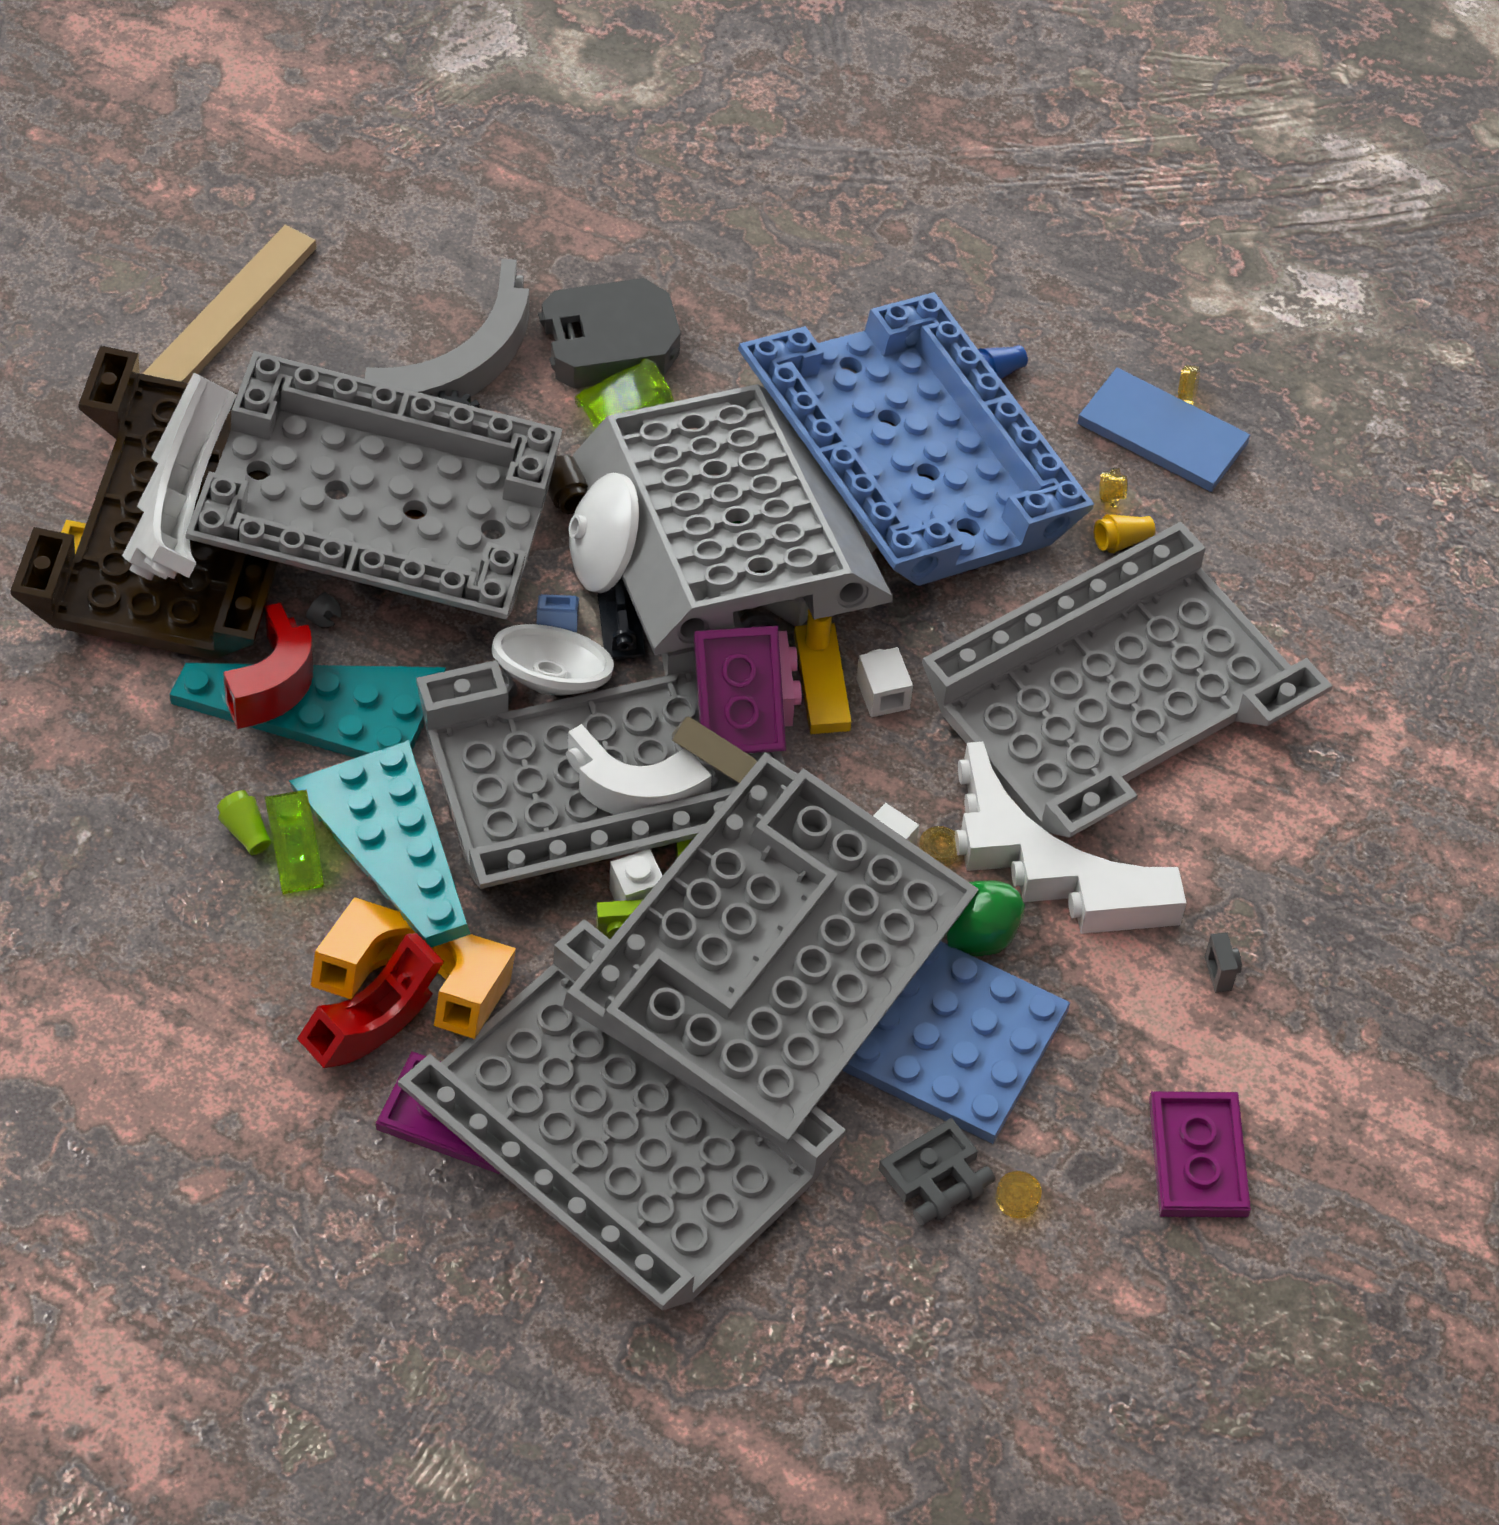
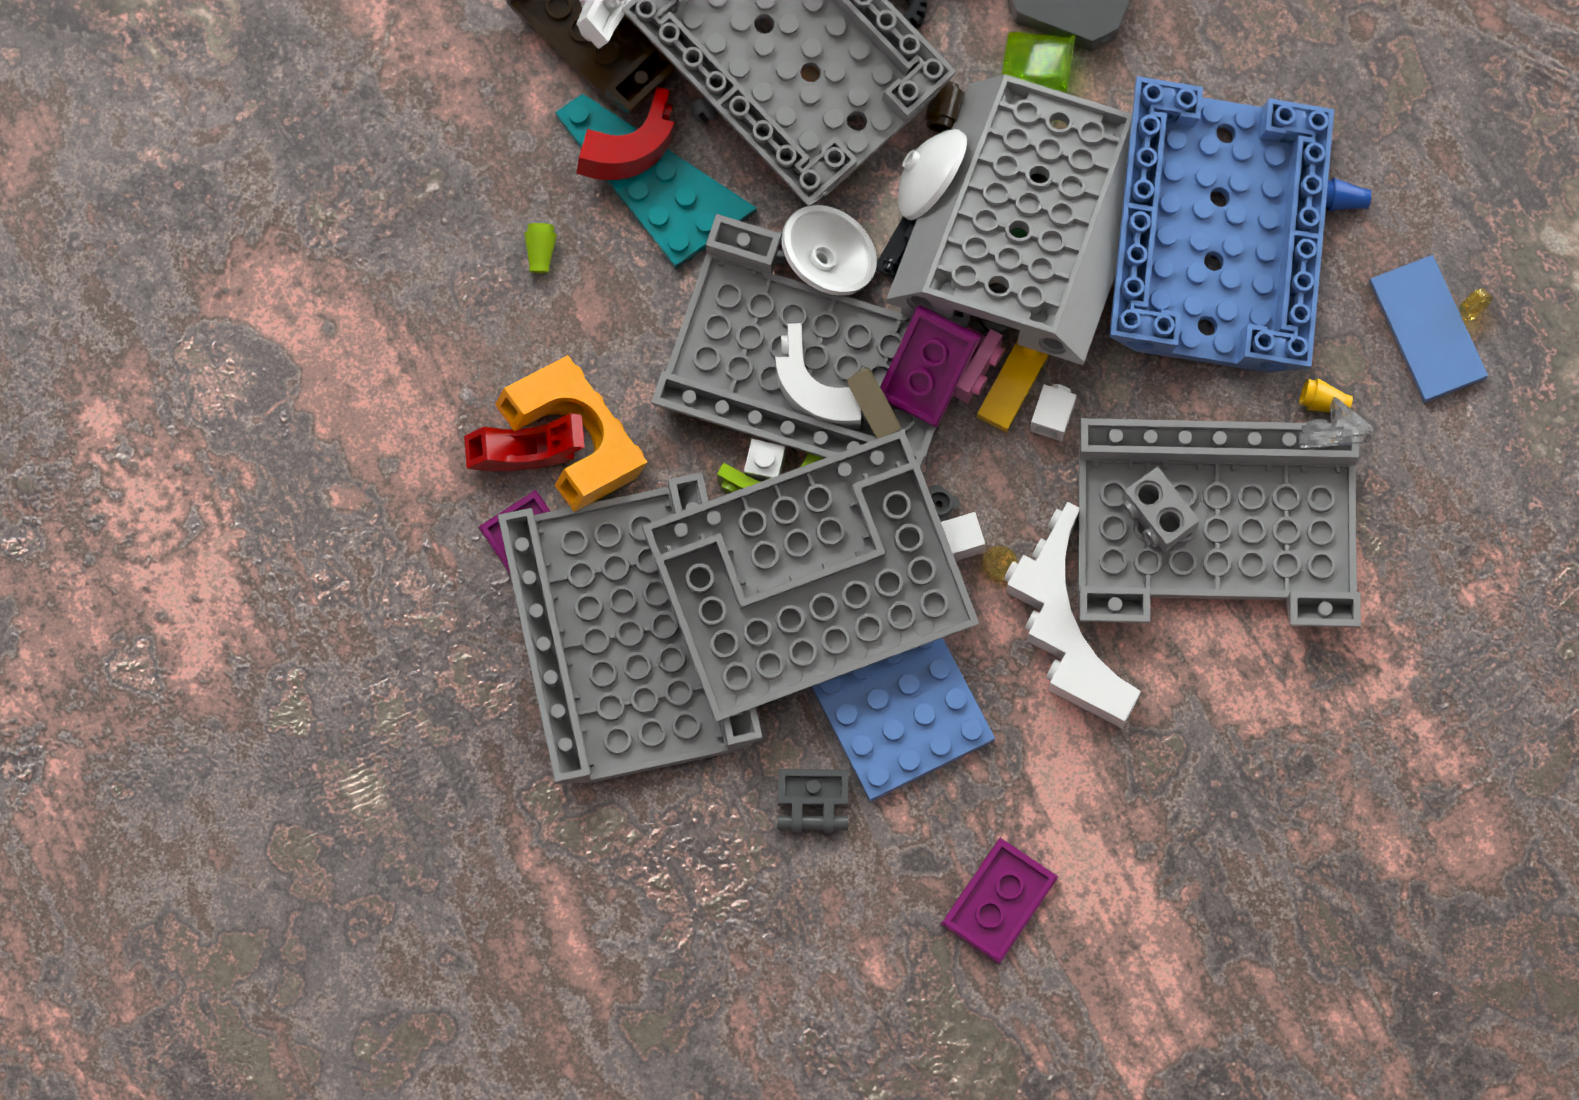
camera: 40 degrees right, 20 degrees up
(294, 841) = (561, 284): clear neon green slope -> none
(388, 830) = (626, 310): wing -> none
(558, 611) = (868, 209): medium blue slope -> none
(988, 920) = (981, 644): green piece -> none
(1018, 1194) = (856, 849): clear yellow tile -> none
(1063, 690) = (1168, 505): none -> light grey brick
(1113, 487) = (1346, 356): clear yellow plate -> none
(1169, 526) = (1345, 428): none -> clear slope
(1222, 962) = (1123, 778): dark grey plate -> none

